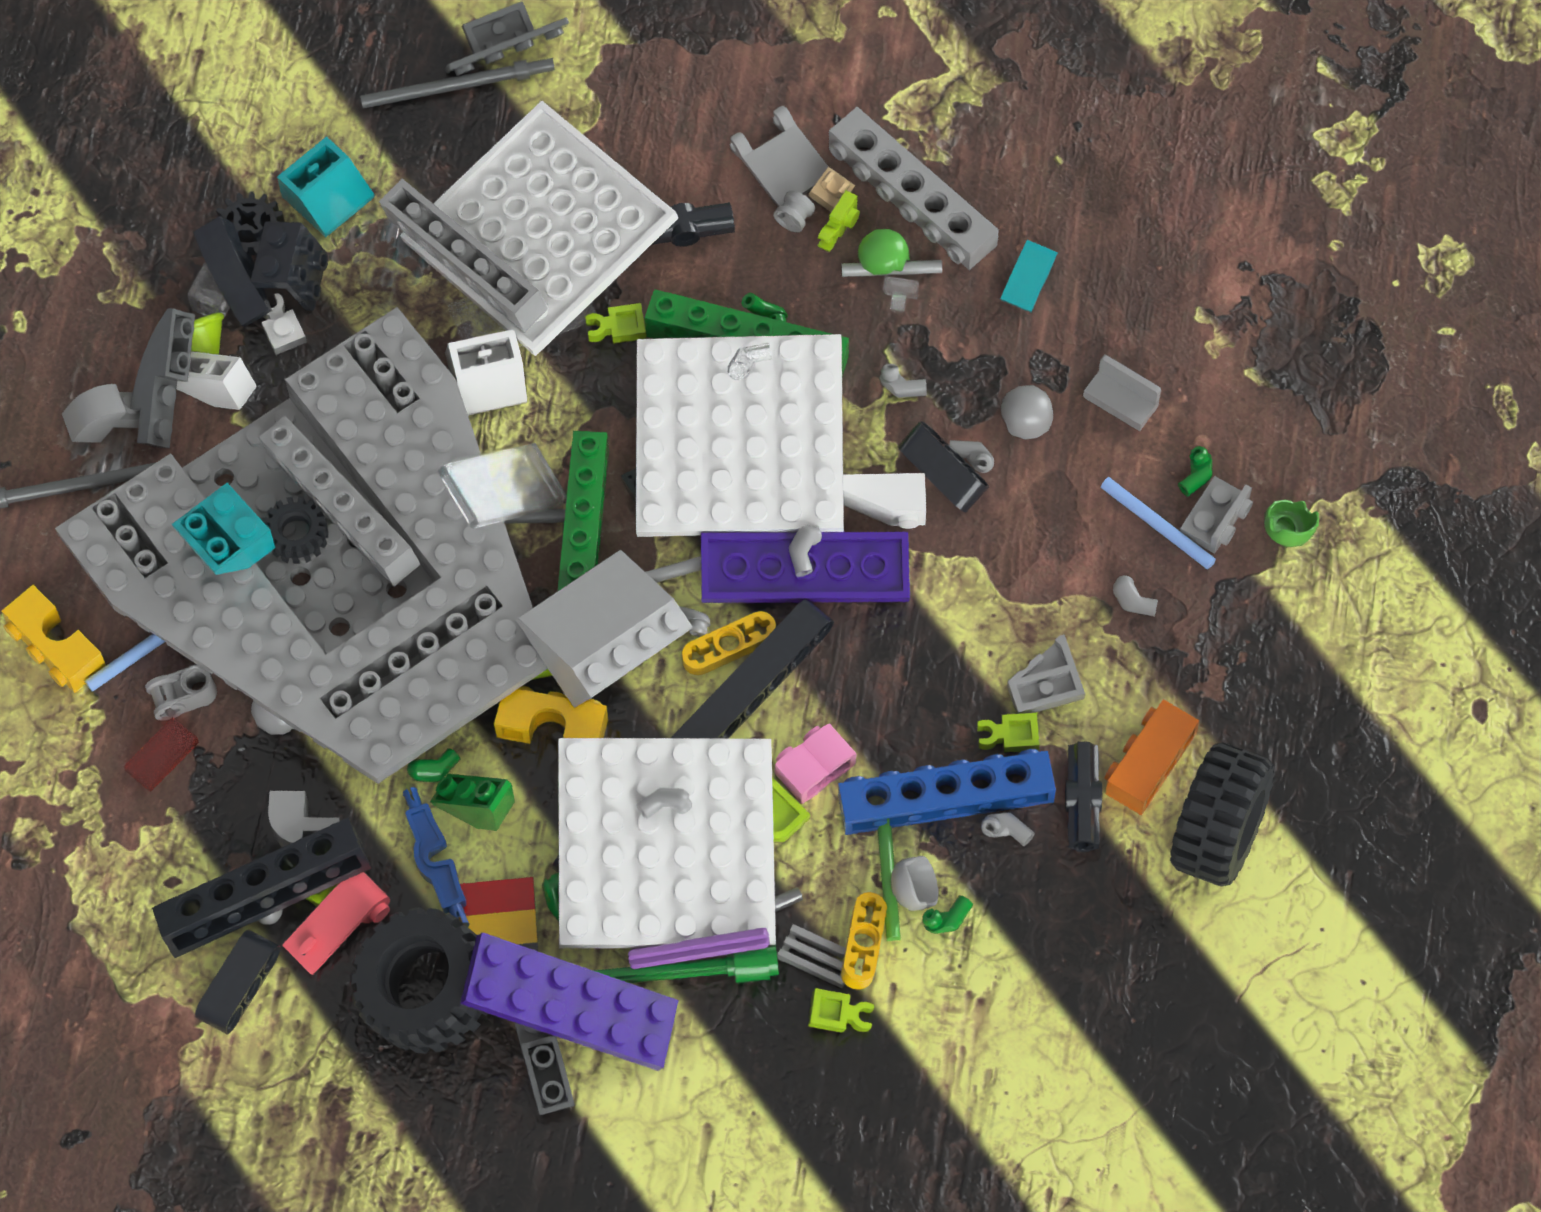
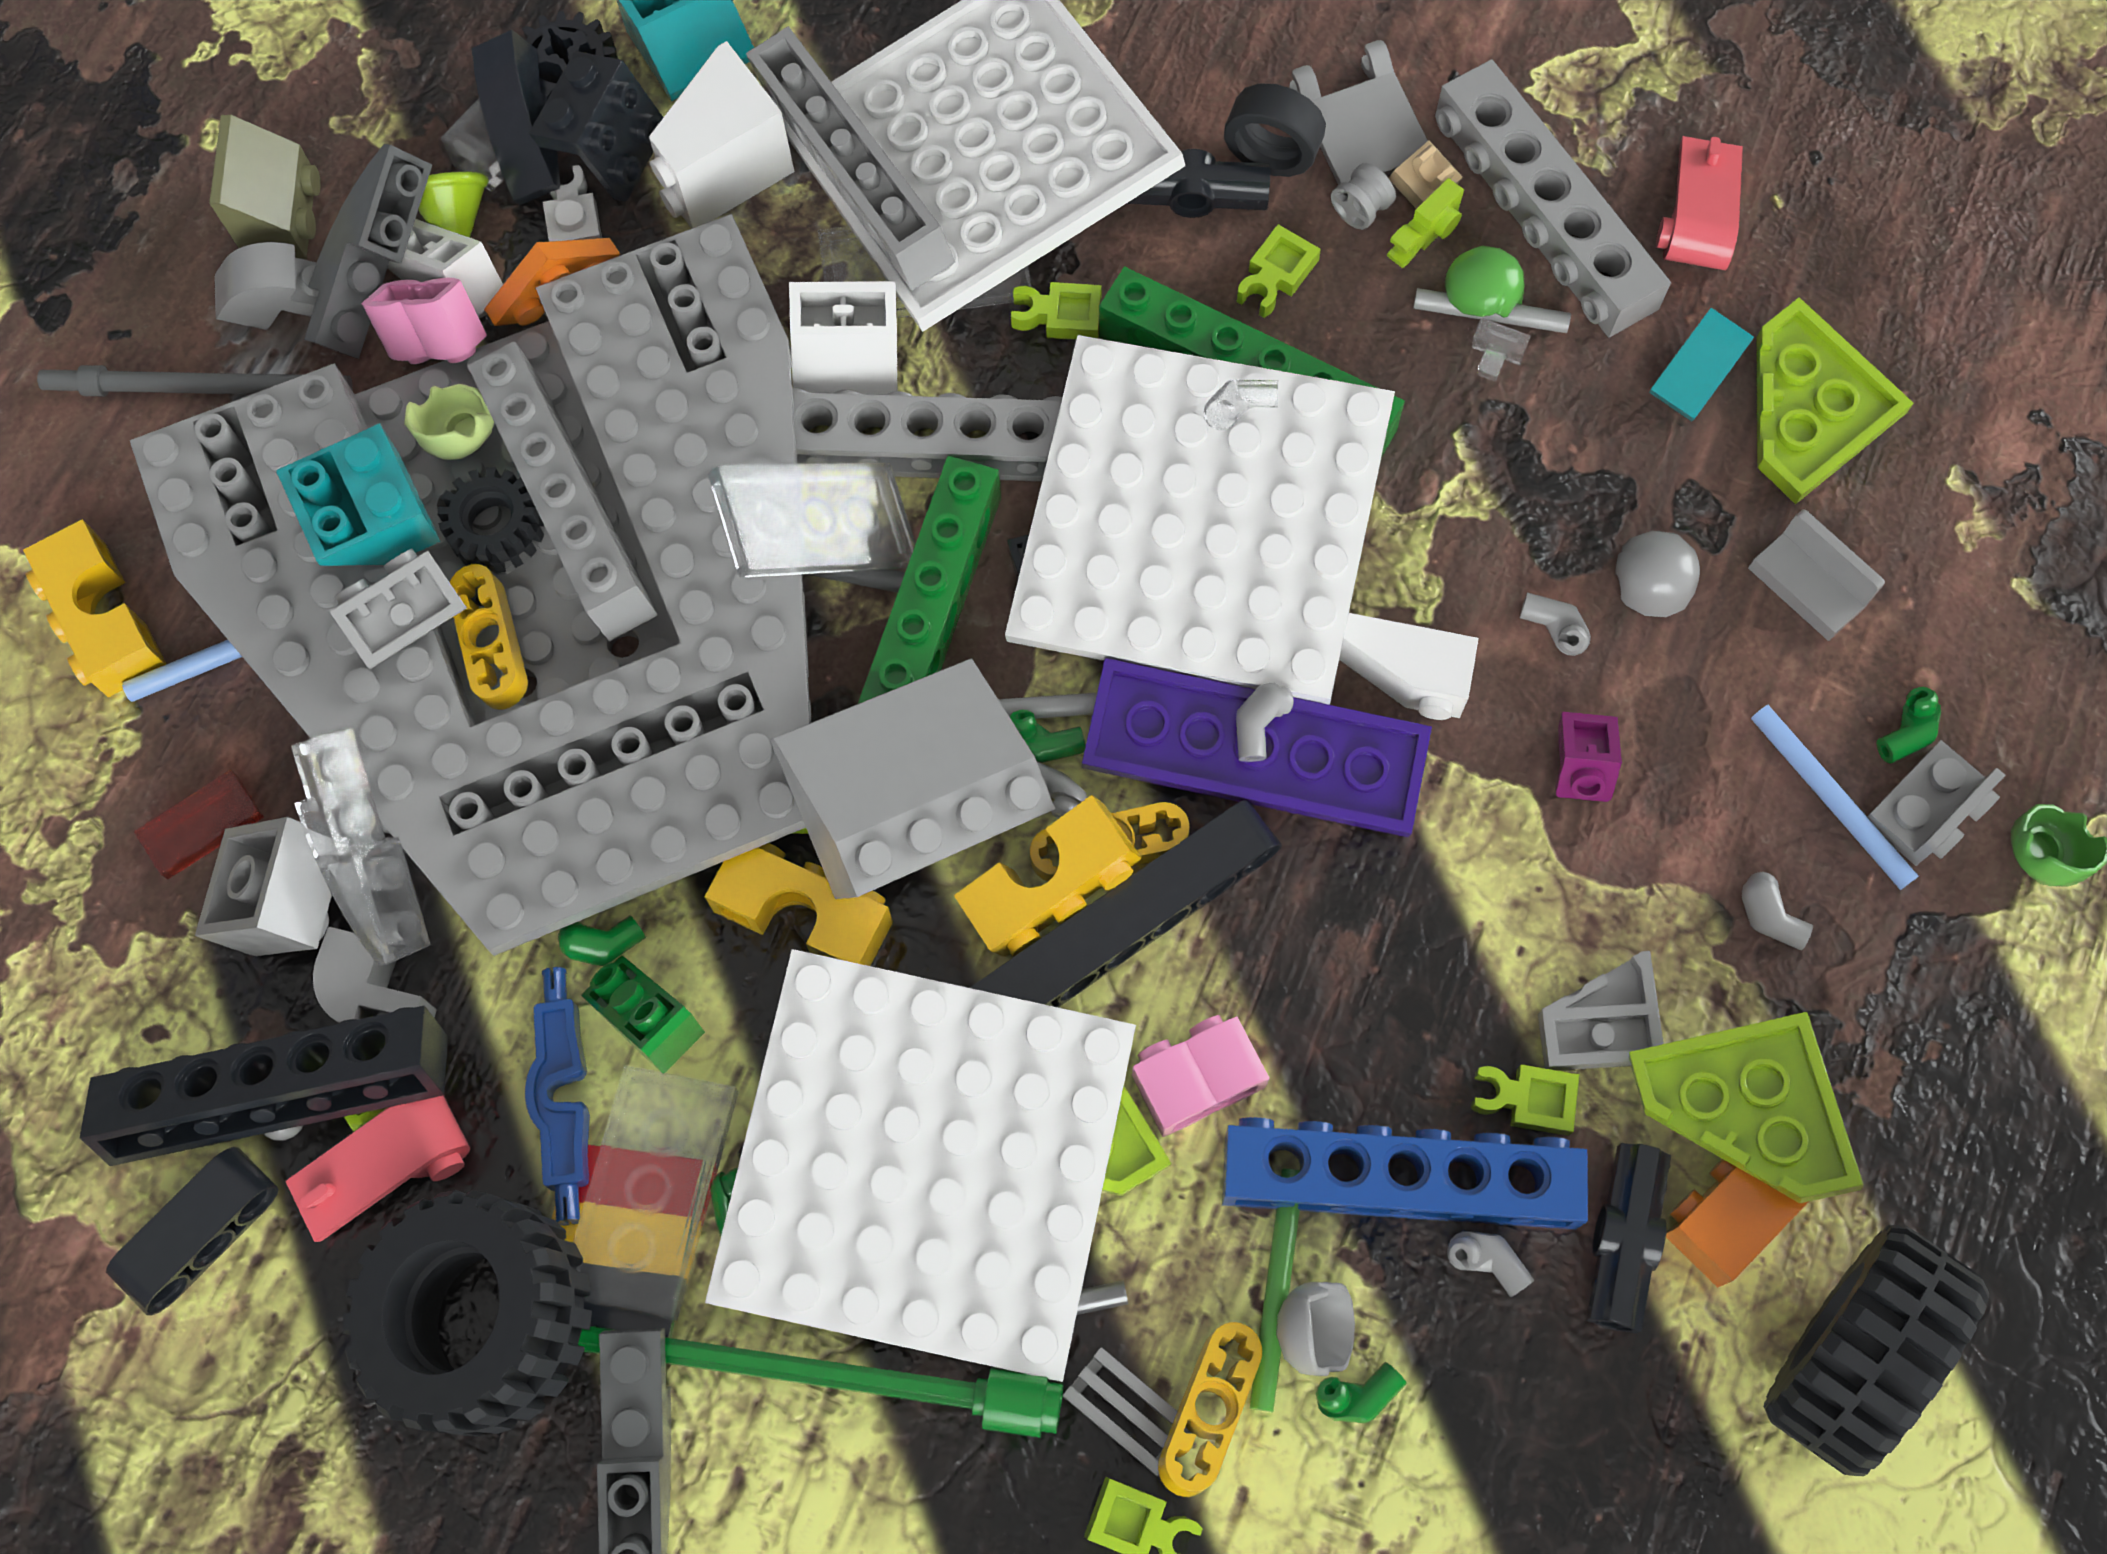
camera: 15 degrees right, 5 degrees up
(81, 351) = (263, 186): none -> slope
(178, 692) = (246, 734): light grey piece -> none
(214, 414) = (425, 320): none -> bright pink brick
(228, 775) = (265, 891): none -> light grey brick
(253, 474) = (450, 421): none -> yellowish green hair
(265, 591) = (396, 608): none -> light grey bracket
(284, 750) = (350, 848): none -> clear slope
(290, 361) = (545, 262): none -> orange plate
(328, 605) = (502, 652): none -> yellow beam
(373, 260) = (719, 142): none -> white slope
(507, 886) = (652, 1190): none -> clear tile
(566, 407) = (924, 457): none -> light grey brick
(569, 1001) = (687, 1415): dark purple plate -> none
(665, 797) = (939, 1094): light grey arm -> none
(679, 593) = (1044, 744): none -> green arm
(684, 693) = (1091, 857): none -> yellow arch
(699, 948) = (935, 1363): medium lavender axle -> none
(728, 179) = (1281, 109): none -> black tyre
(750, 266) = (1278, 265): none -> lime plate
(763, 308) = (1276, 325): green arm -> none
(898, 385) = (1464, 490): light grey arm -> none
(943, 466) = (1509, 633): black beam -> none
(1006, 531) = (1588, 756): none -> magenta bracket
(1011, 172) = (1706, 205): none -> coral door
(1104, 284) = (1815, 401): none -> lime plate
(1135, 702) = (1756, 1102): none -> lime plate

